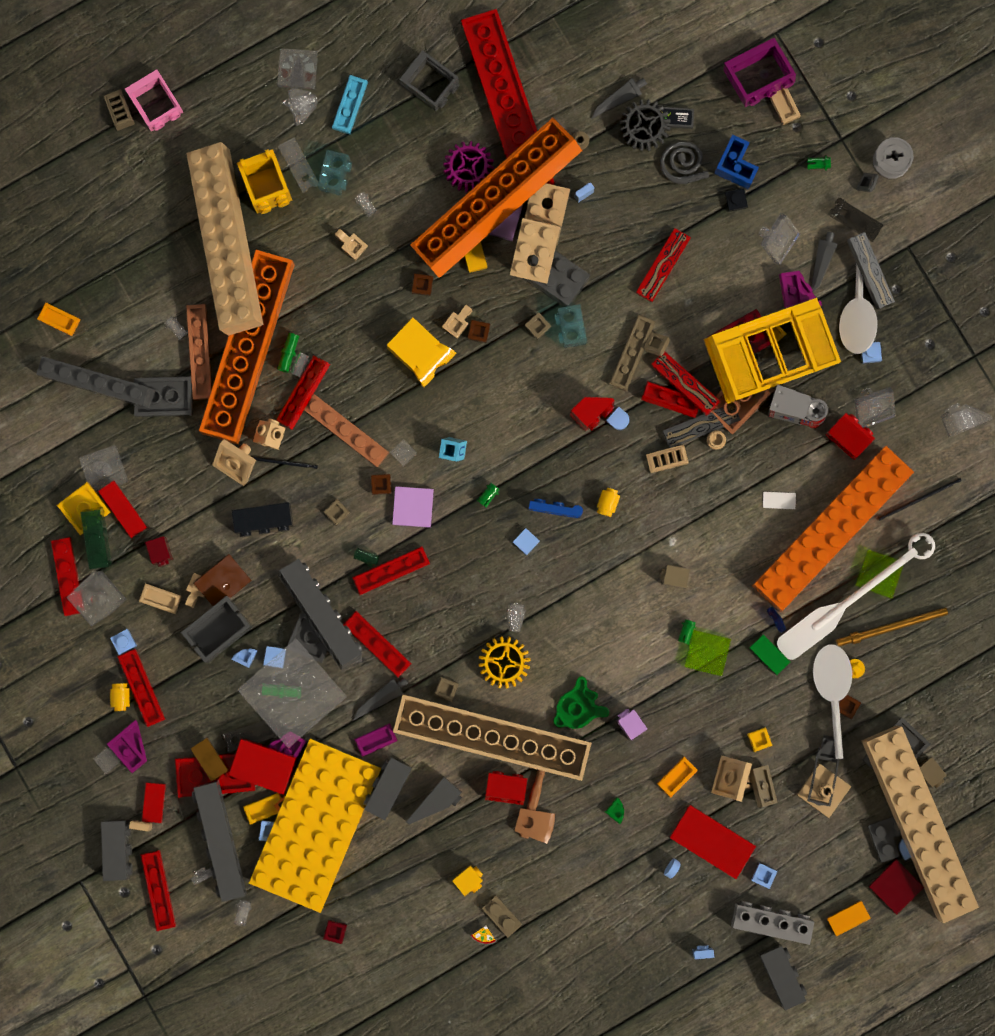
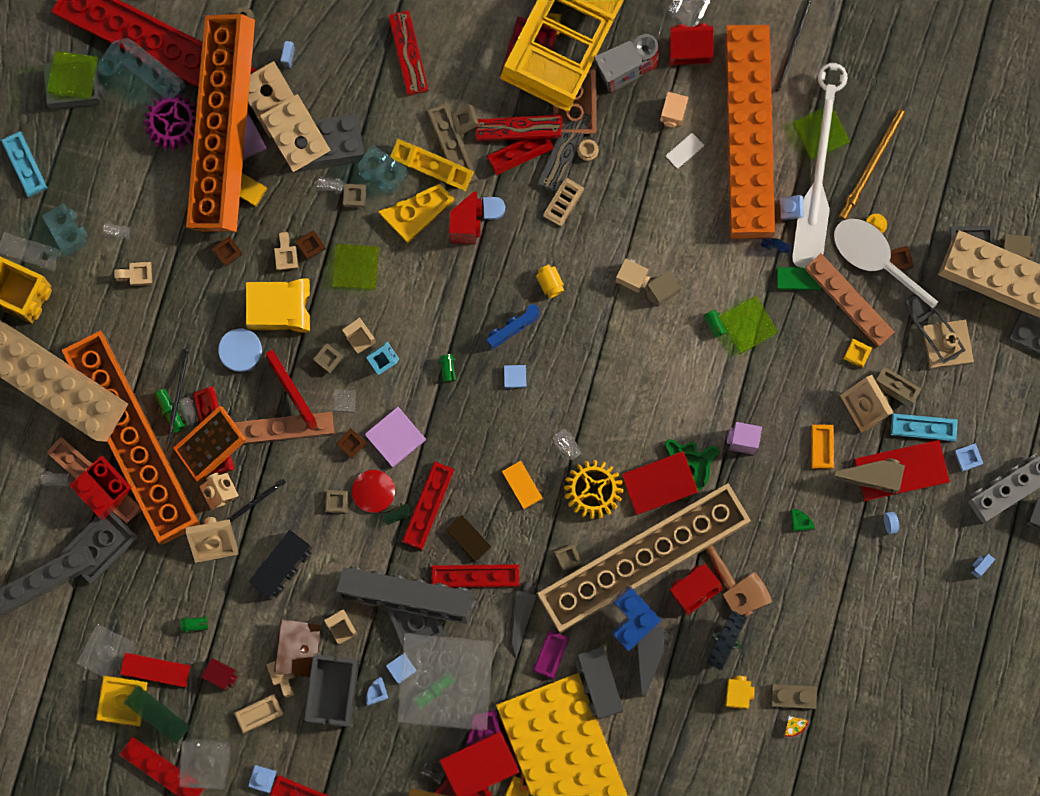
camera: 45 degrees left, 5 degrees down
(173, 503) = (192, 624): none -> green pin
(196, 362) = (101, 487): none -> red slope
(262, 594) = (341, 627): none -> tan panel
(291, 399) = (209, 444): none -> tile
(302, 348) = (177, 397): none -> black piece
(366, 528) = (373, 491): none -> red dish
(369, 356) = (240, 350): none -> light blue tile
(375, 413) = (291, 389): none -> red tile
(396, 616) = (468, 538): none -> dark brown tile
(419, 415) = (328, 358): none -> dark tan plate
(433, 75) = (72, 75): none -> clear neon green tile
(449, 773) = (638, 620): none -> blue brick
(452, 419) = (358, 336): none -> tan panel
(462, 615) = (522, 485): none -> light orange tile
(491, 134) = (144, 72): none -> clear light blue beam
(492, 840) = (726, 640): none -> black wheel
(495, 373) = (356, 266): none -> clear neon green tile
(530, 305) = (330, 184): none -> clear pin
(550, 699) = (660, 483): none -> red tile
(567, 375) = (415, 214): none -> yellow wing
(606, 353) = (432, 164): none -> yellow slope
(664, 550) = (633, 276): none -> tan brick
(693, 831) = (877, 475): none -> dark tan slope
(754, 828) = (923, 427): none -> medium azure tile
(788, 700) = (849, 300): none -> nougat plate
(797, 467) = (674, 110): none -> light nougat brick
(811, 604) = (791, 207): none -> light blue plate

